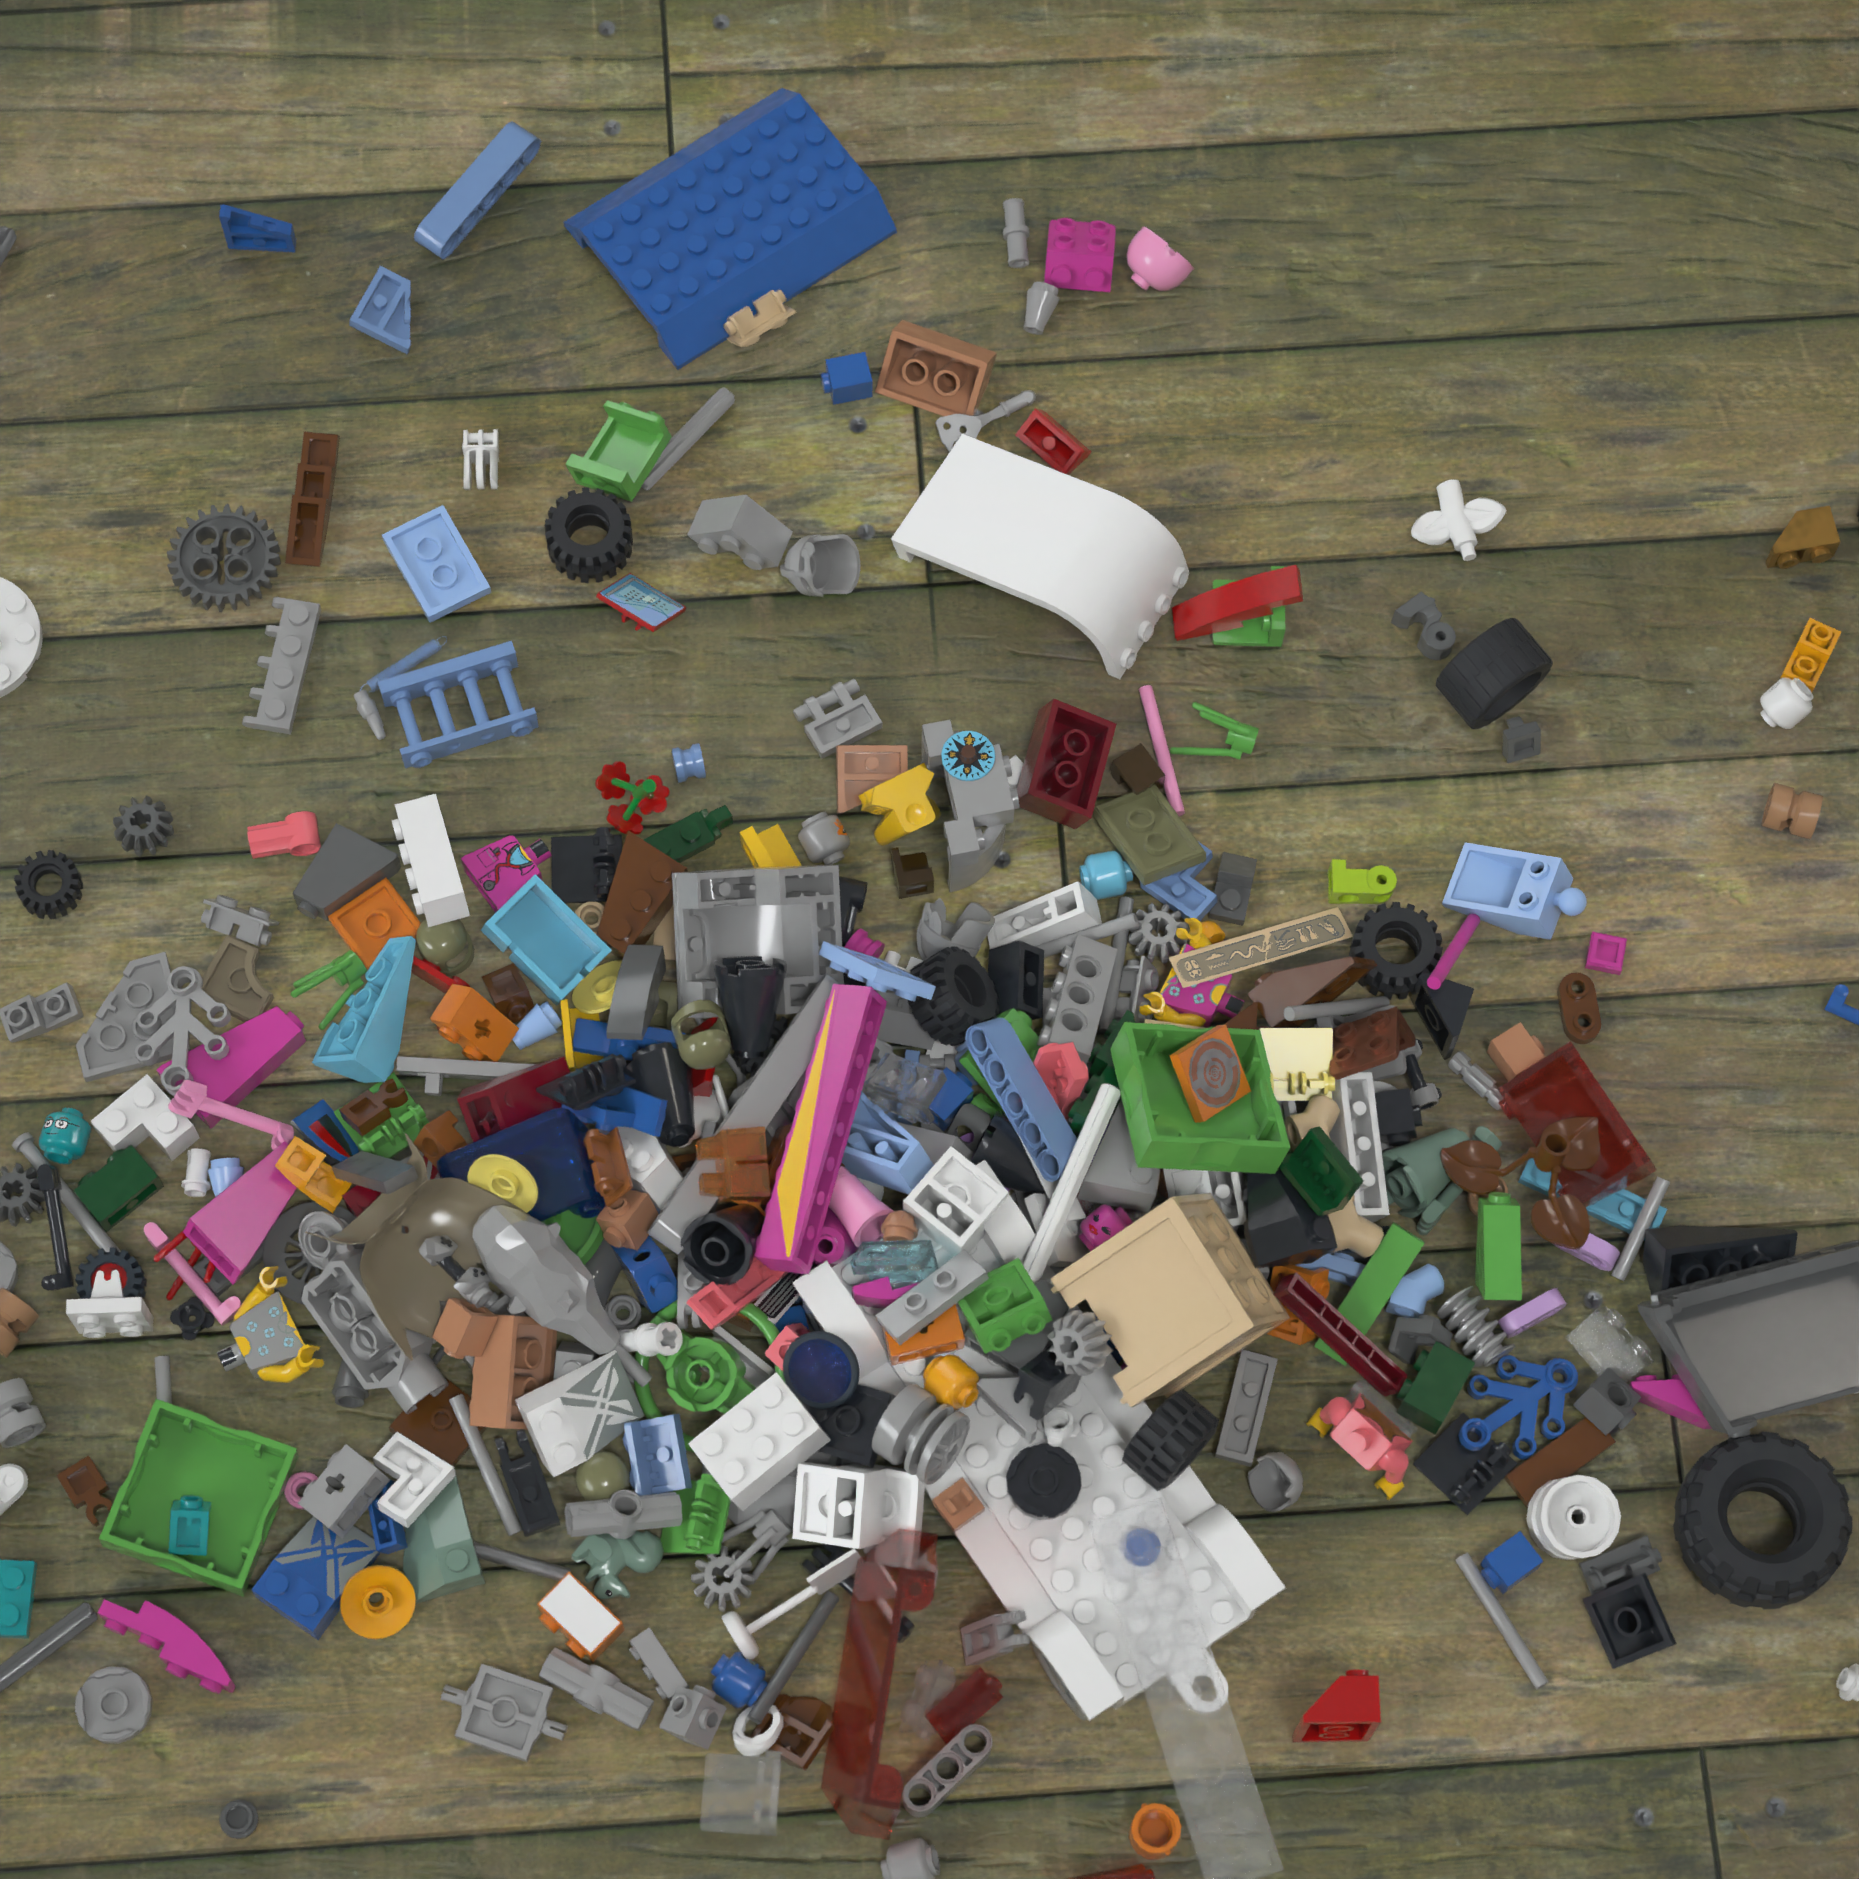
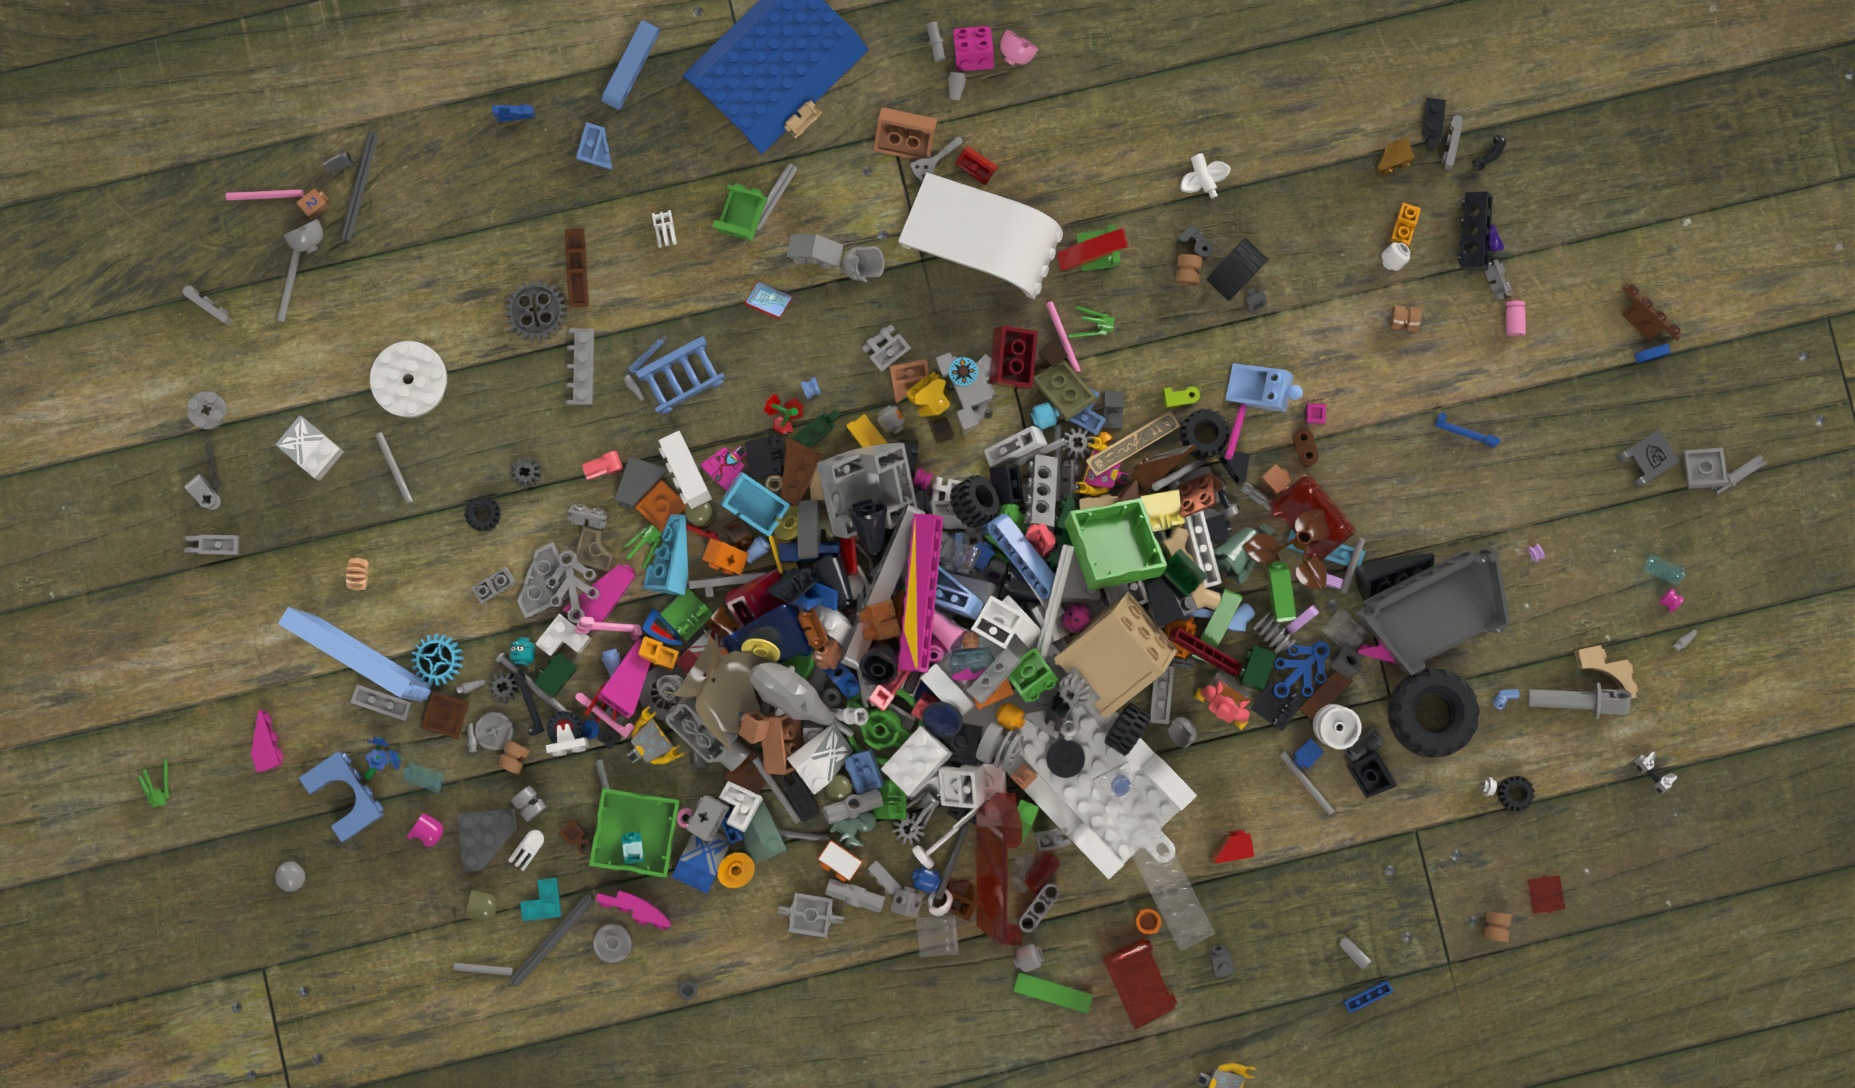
camera: 10 degrees left, 15 degrees up
(160, 1296) = (590, 729): none -> blue plate
(196, 1173) = (595, 659): white pin -> none
(372, 1109) = (680, 611): reddish brown plate -> none
(375, 1172) = (691, 650): flat silver tile -> none
(436, 563) = (652, 294): light blue plate -> none
(470, 1283) = (754, 704): light grey piece -> none
(582, 511) = (732, 249): black tyre -> none
(704, 1048) = (850, 553): olive helmet -> none
(847, 378) = (857, 147): blue brick -> none
(876, 972) = (934, 499): light blue plate -> none
(953, 1584) = (1027, 814): none -> bright green slope
(967, 933) = (965, 465): light grey helmet -> none
(1210, 1073) = (1119, 530): tile -> none
(1284, 1352) = (1179, 662): none -> dark grey axle
(1406, 668) = (1188, 271): none -> medium nougat wheel
(1413, 1332) = (1238, 643): dark grey bracket -> none

